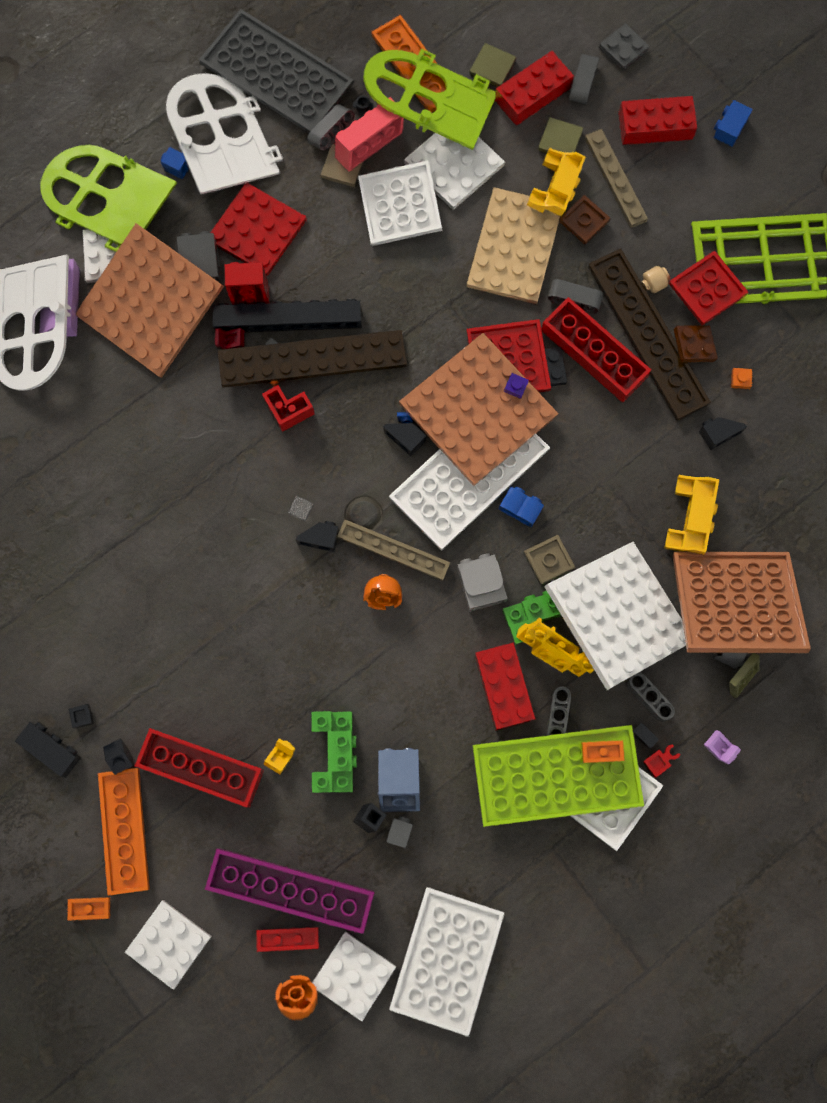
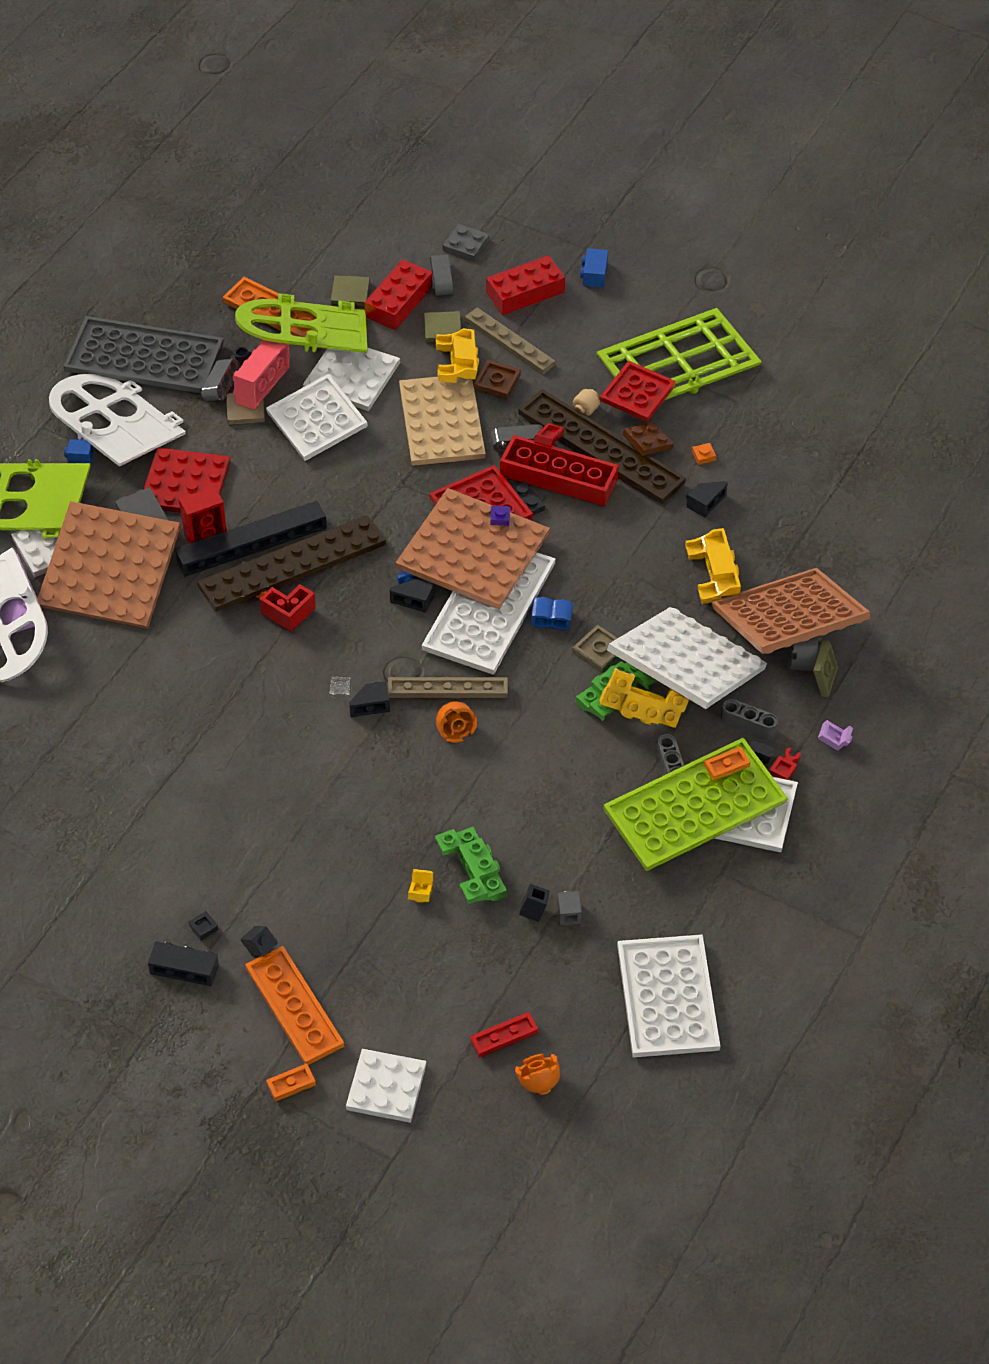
camera: 25 degrees left, 25 degrees down
(199, 768) = (346, 921): red brick -> none
(229, 339) = (205, 570): dark red bracket -> none
(290, 890) = (487, 988): magenta brick -> none
(353, 976) = (585, 1042): white plate -> none
(398, 780) = (548, 864): sand blue slope -> none
(482, 582) = (545, 683): light grey brick -> none
(504, 686) = (609, 756): red brick -> none
(602, 308) = (549, 434): none -> red tile

